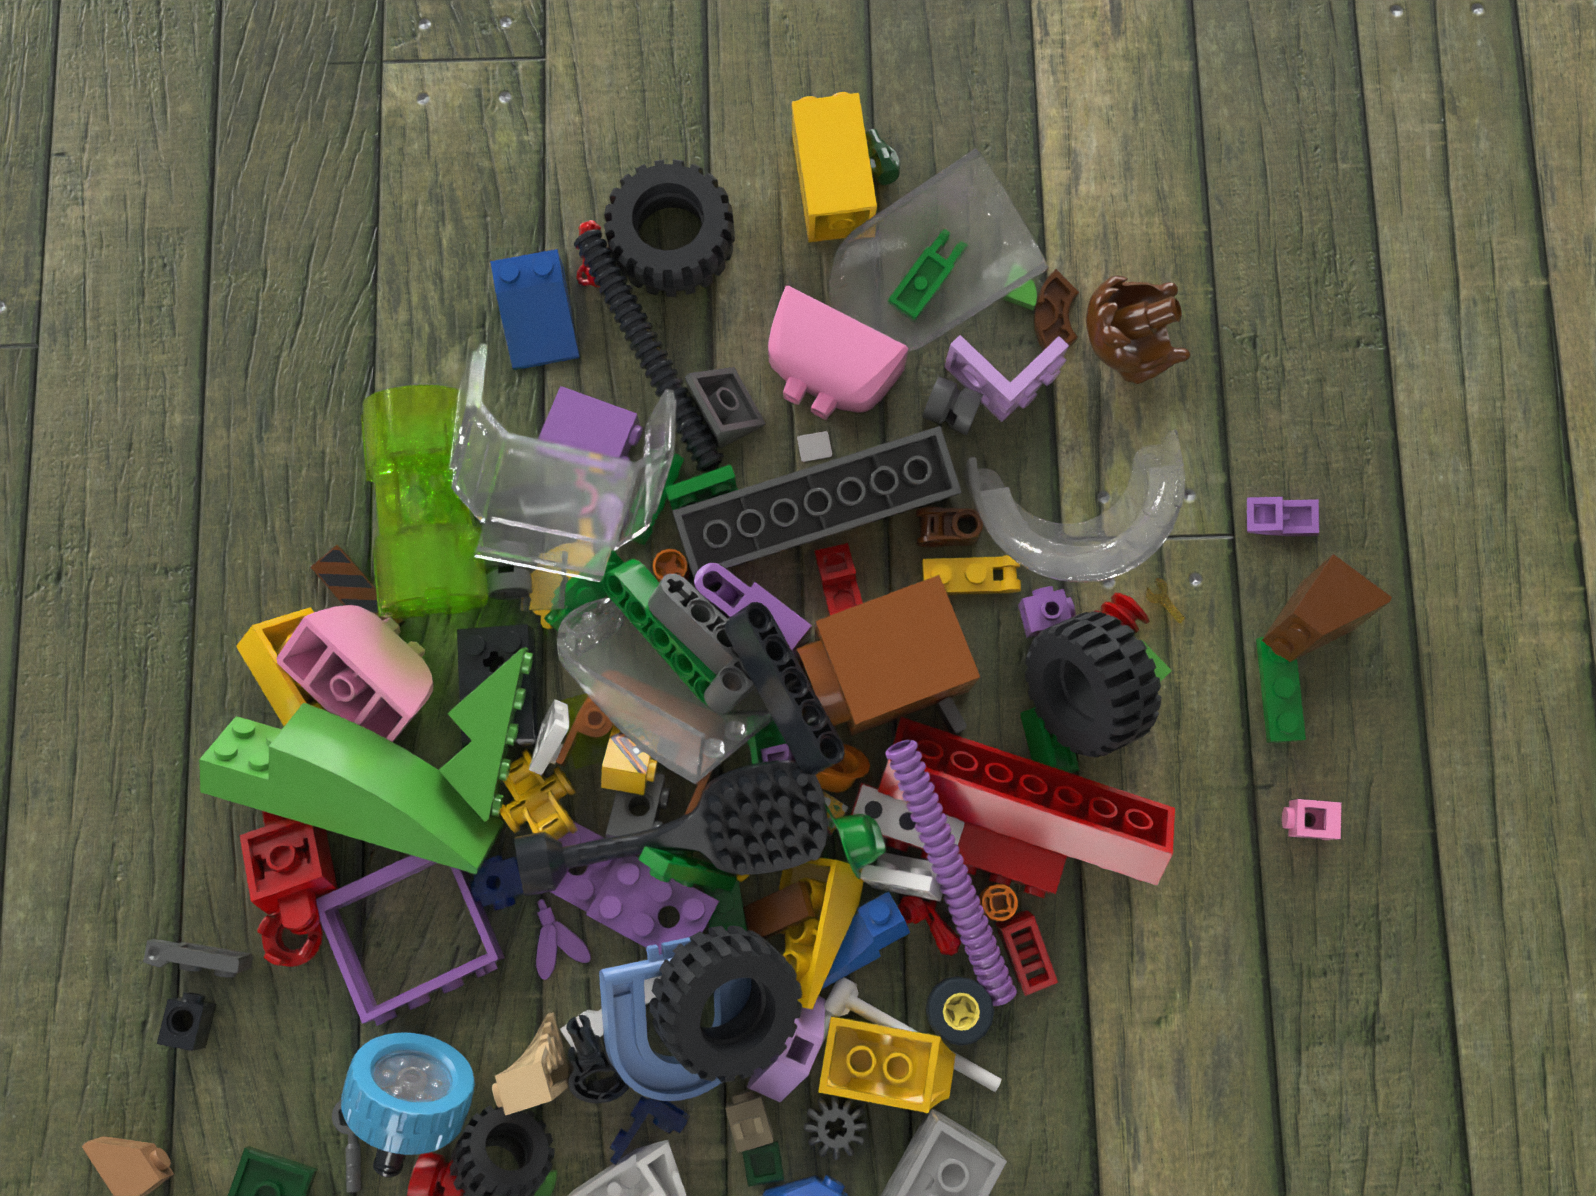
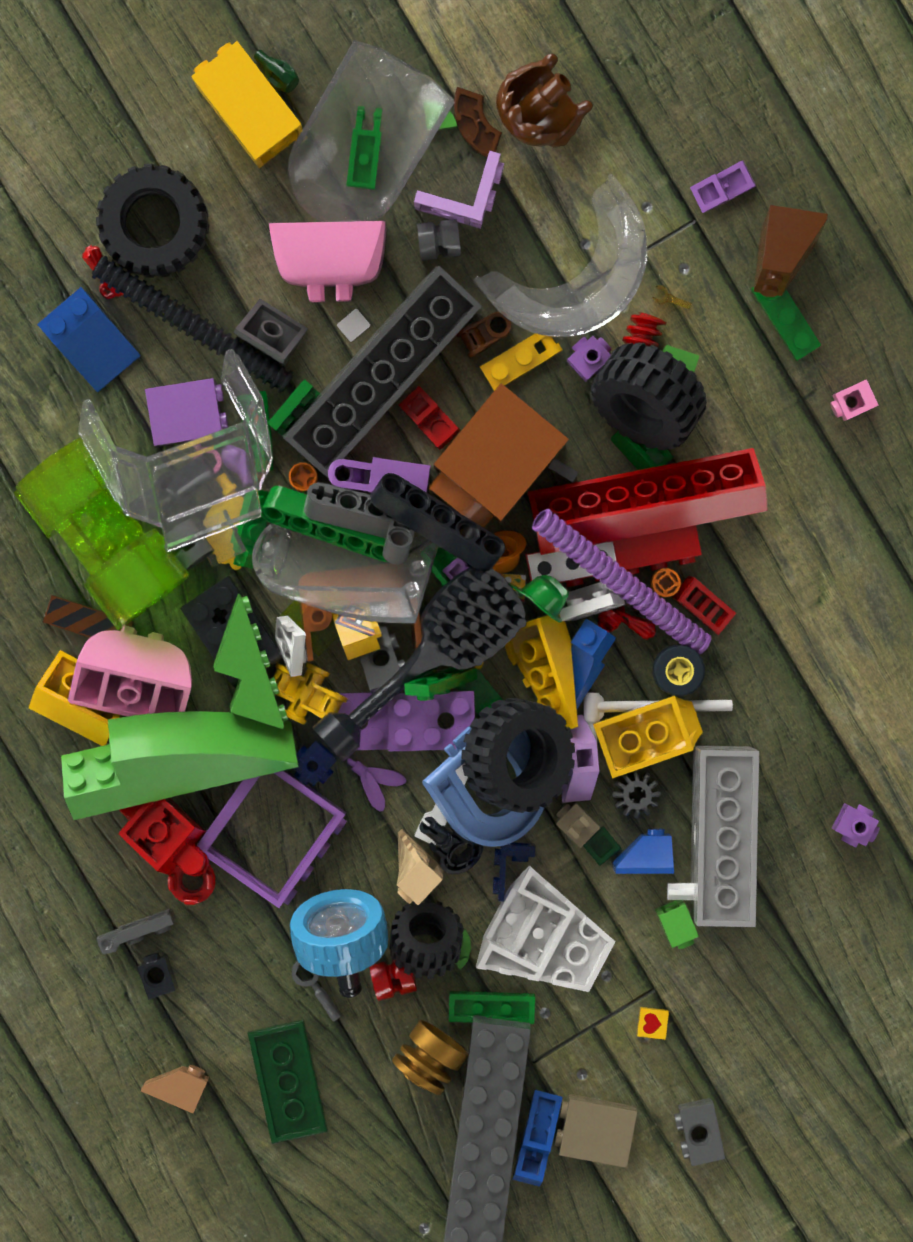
camera: 30 degrees left, 10 degrees up
(780, 910) = (518, 673): reddish brown tile -> none

